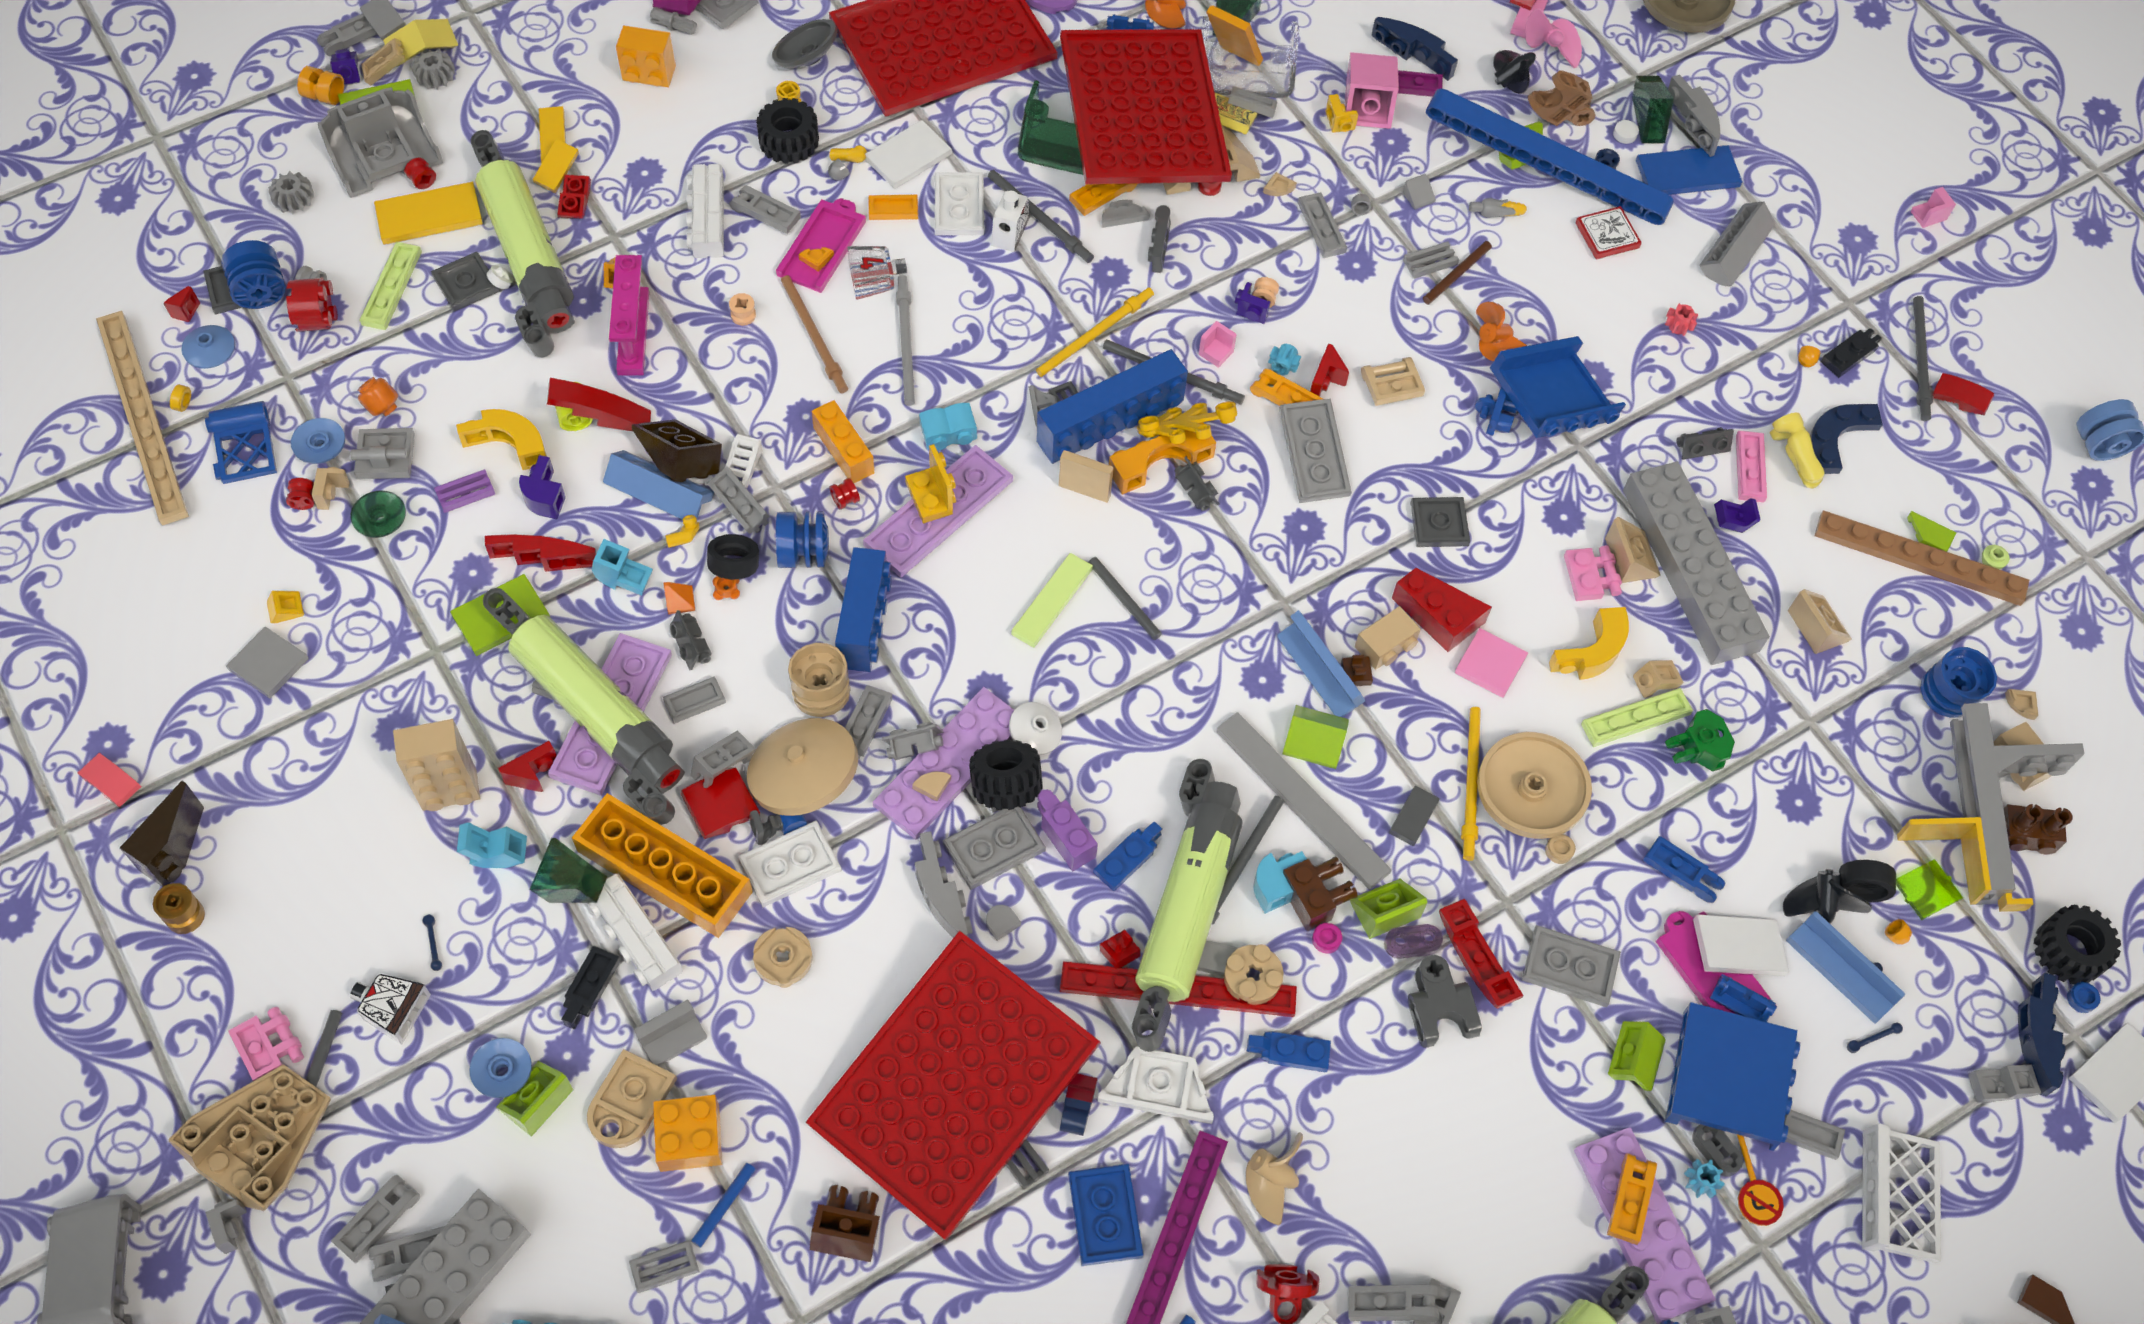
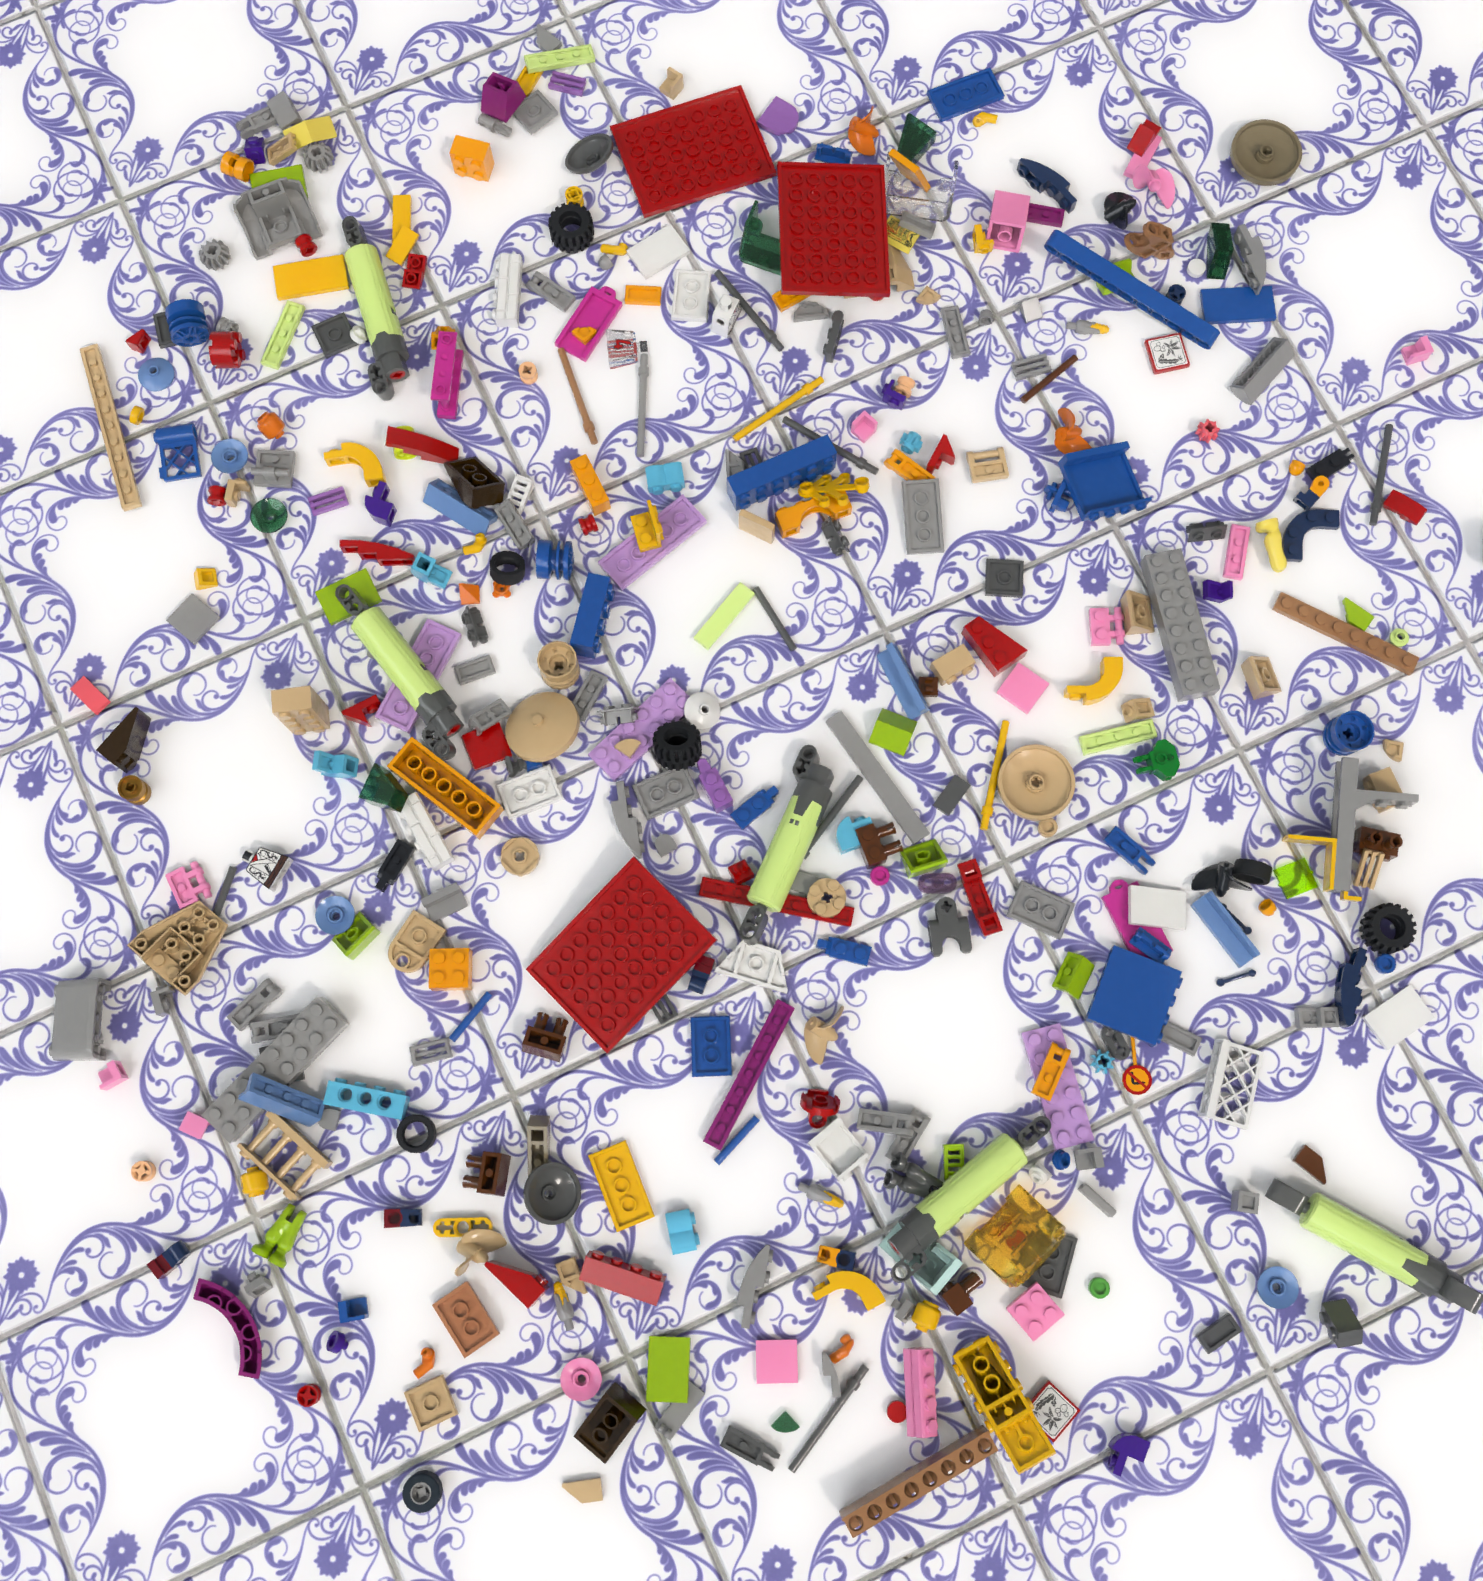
camera: 10 degrees right, 15 degrees up
(429, 922) = (293, 810): dark blue hinge -> none
(1842, 380) = (1317, 489): none -> leg
(2040, 867) = (1371, 884): none -> tan tile

